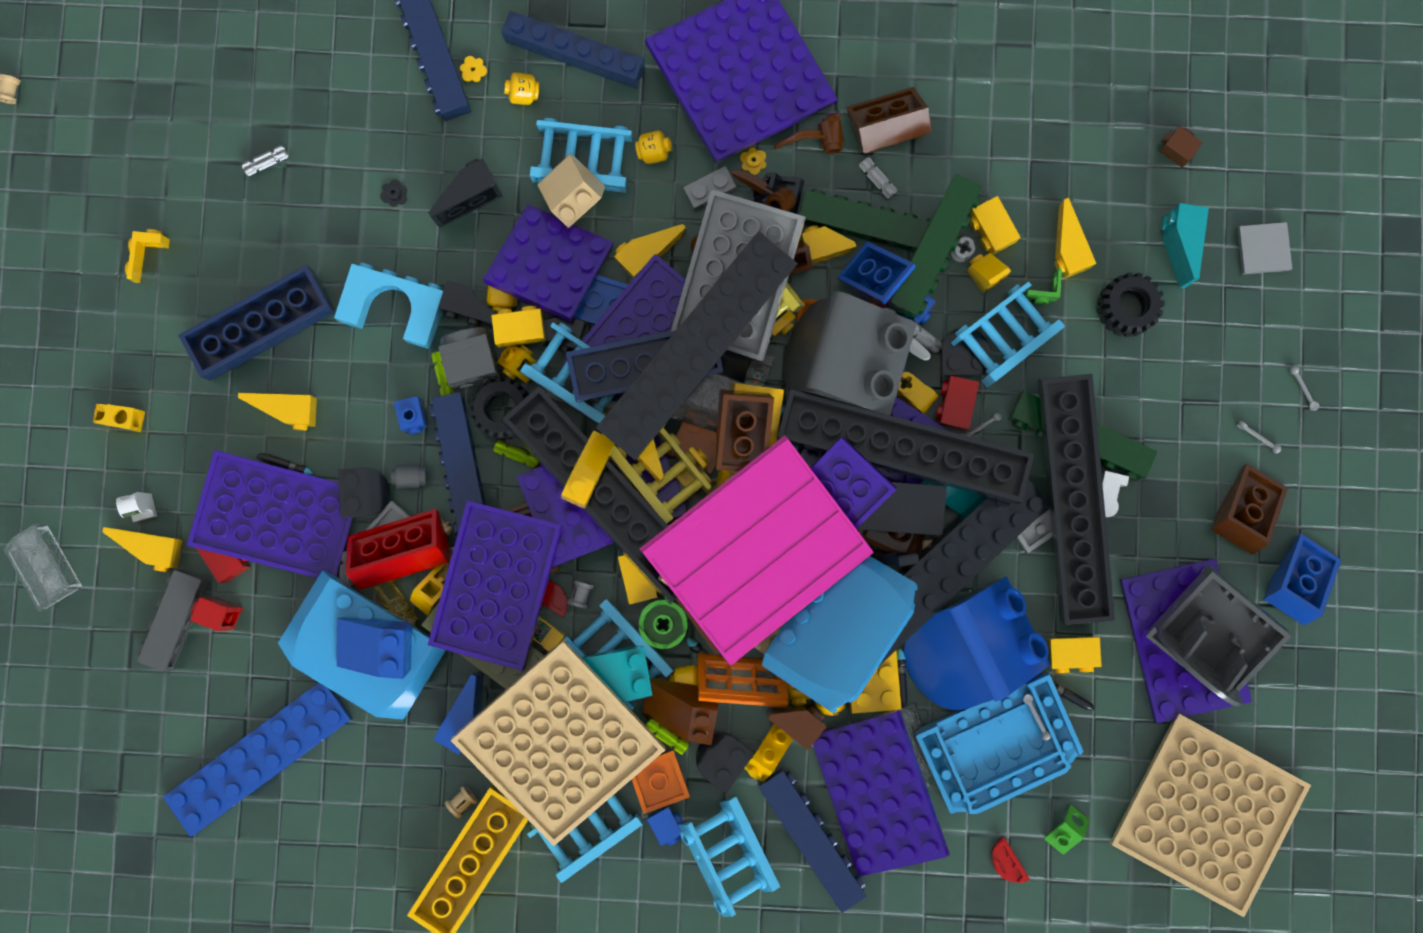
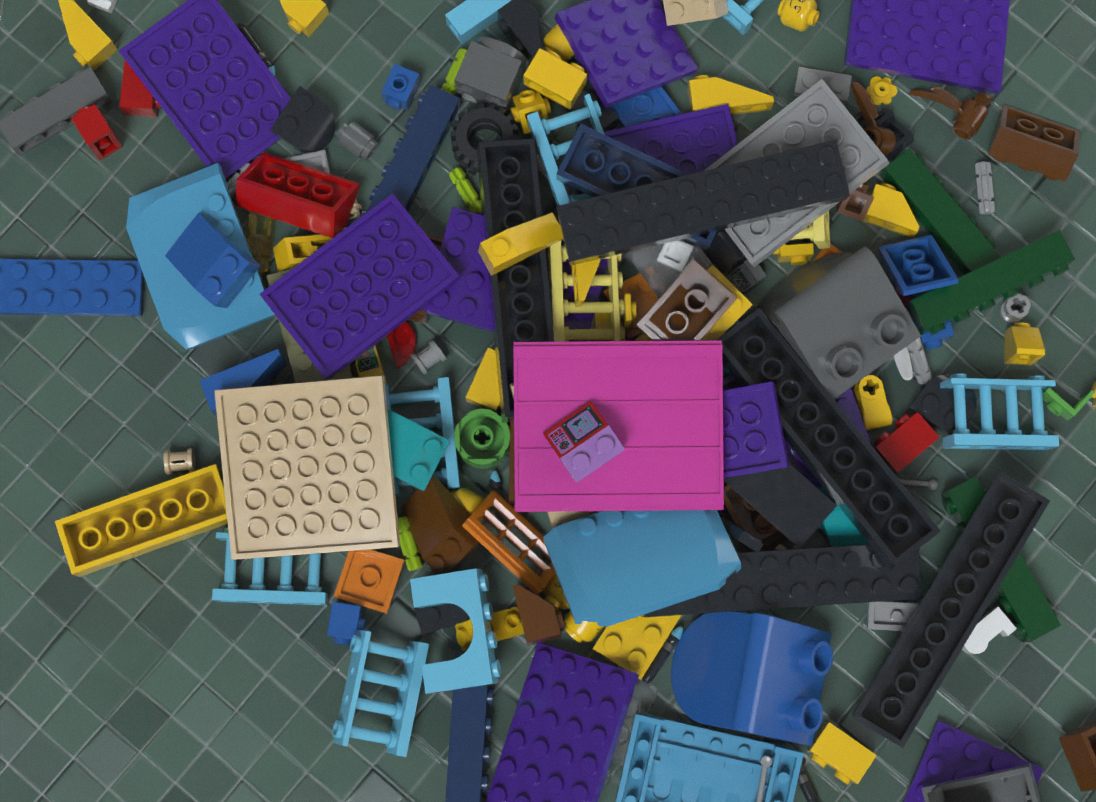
camera: 35 degrees right, 5 degrees down
(702, 393) = (675, 254): none -> white tile
(738, 743) = (478, 663): none -> medium azure arch
(743, 582) = (583, 441): none -> medium lavender slope
(993, 226) = (1060, 308): yellow brick -> none

